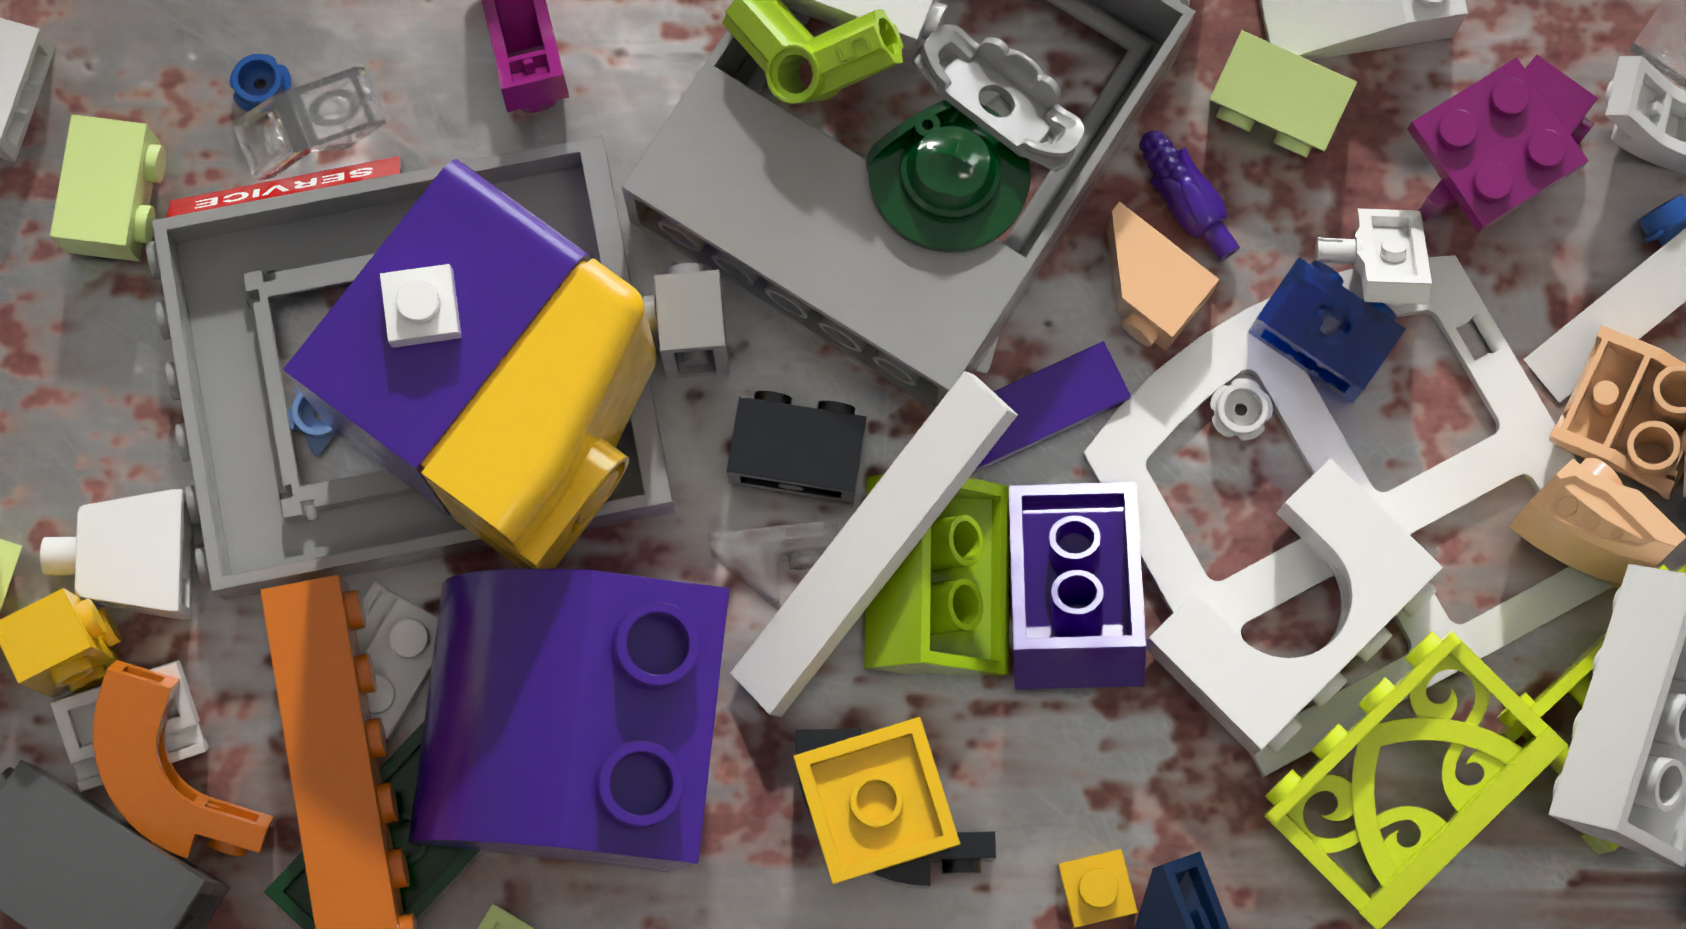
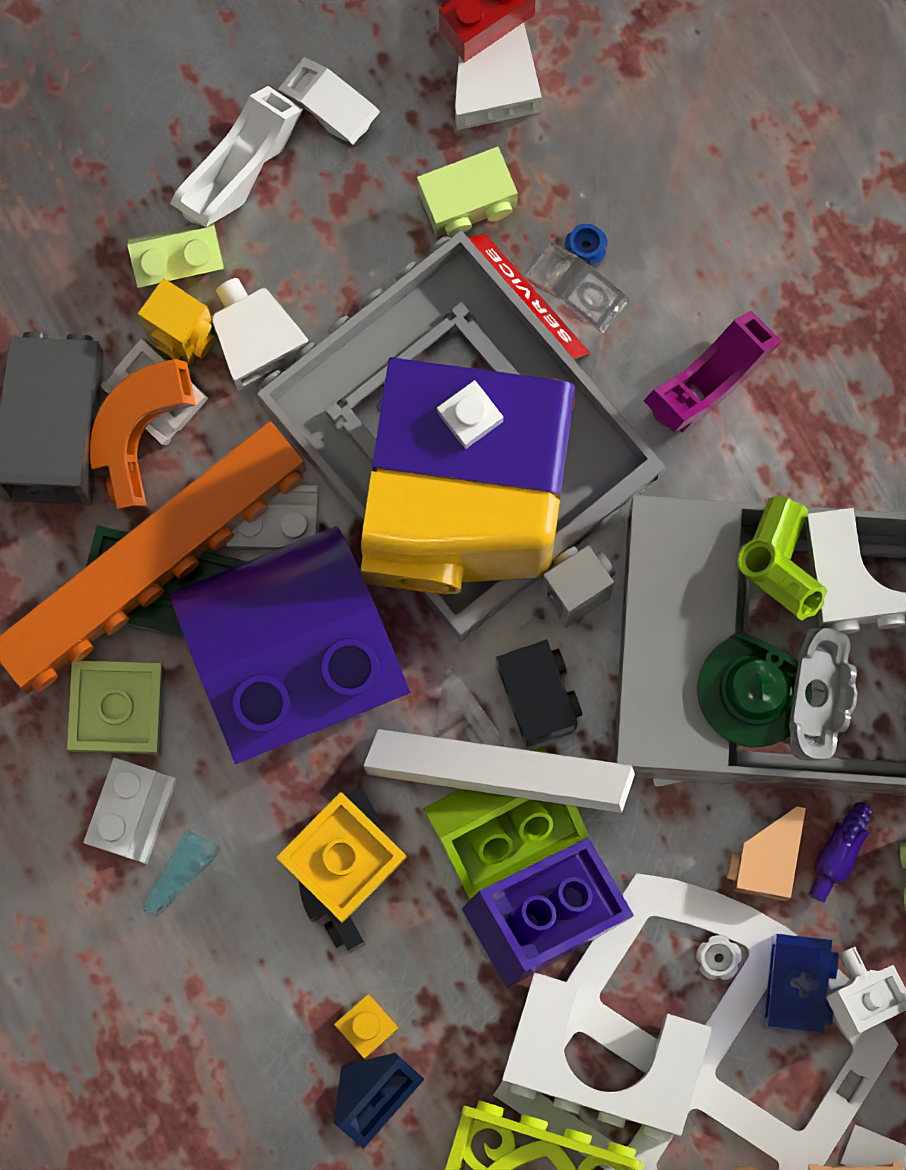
camera: 65 degrees right, 0 degrees up
(1058, 400) = (656, 835): dark purple tile -> none

